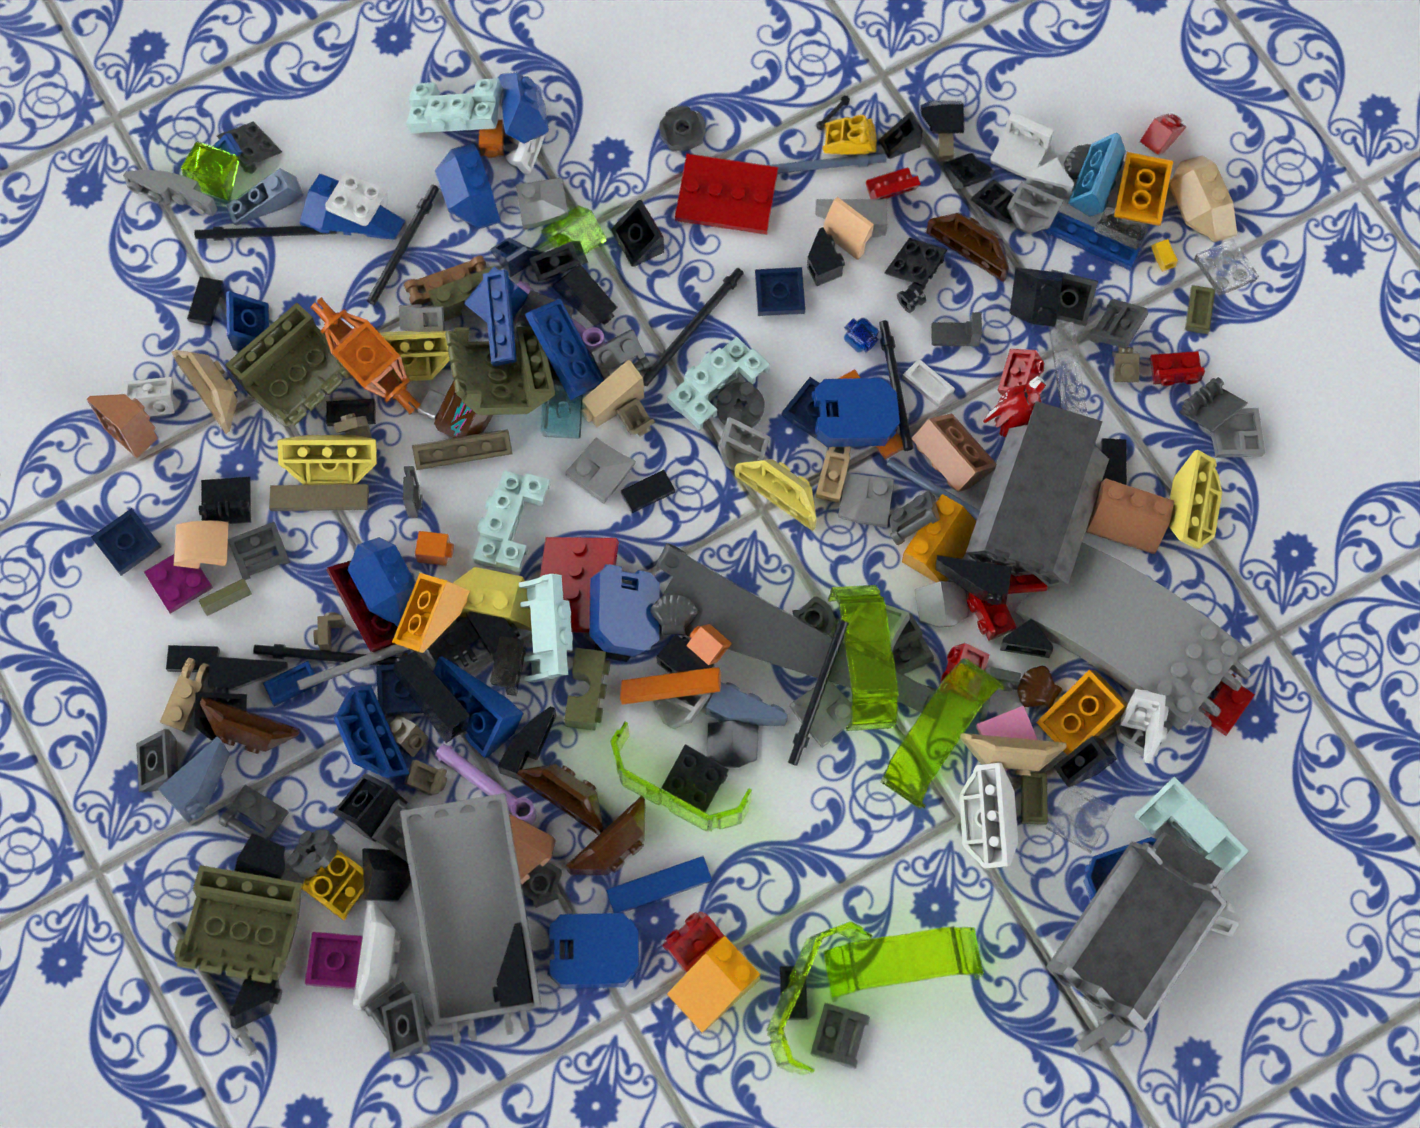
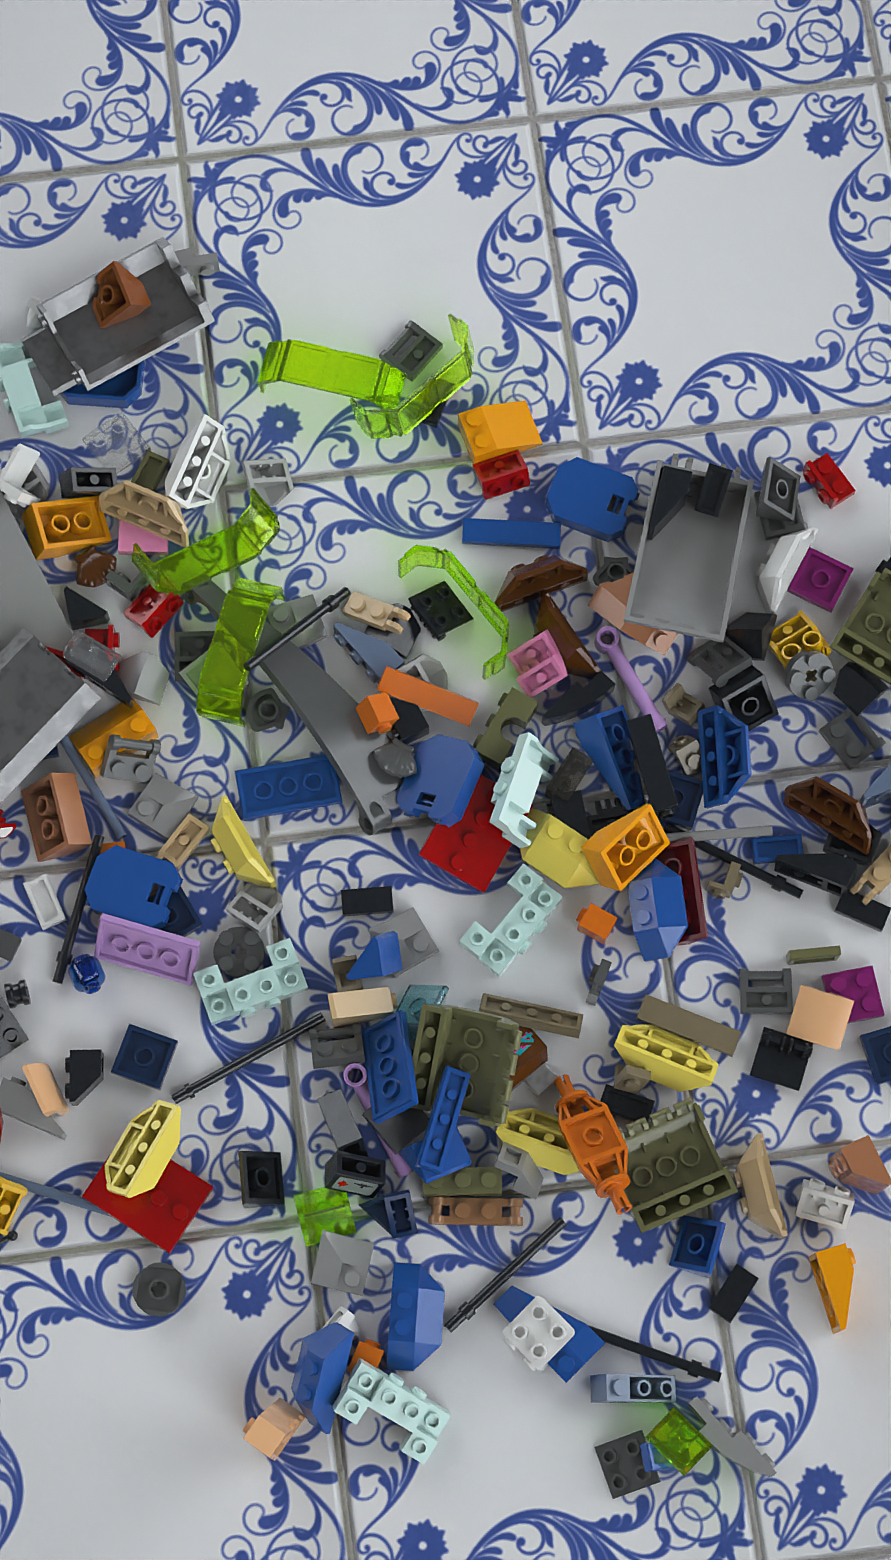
camera: 160 degrees left, 5 degrees up
(122, 337) = (834, 1278): none -> light orange slope
(361, 1072) = (828, 481): none -> red bracket
(472, 1000) = (713, 490): none -> black tile
(542, 45) = (273, 1428): none -> light nougat wedge
(578, 758) = (538, 664): none -> bright pink slope
(611, 429) = (379, 958): none -> blue slope
(743, 207) = (144, 1150): none -> light yellow wedge
(755, 746) = (374, 612): none -> tan hinge
(767, 558) = (287, 787): none -> blue tile
(819, 368) = (147, 949): none -> lavender tile
(918, 838) = (268, 478): none -> light grey slope
(991, 580) = (91, 655): none -> clear slope
(1151, 947) = (119, 296): none -> dark orange slope

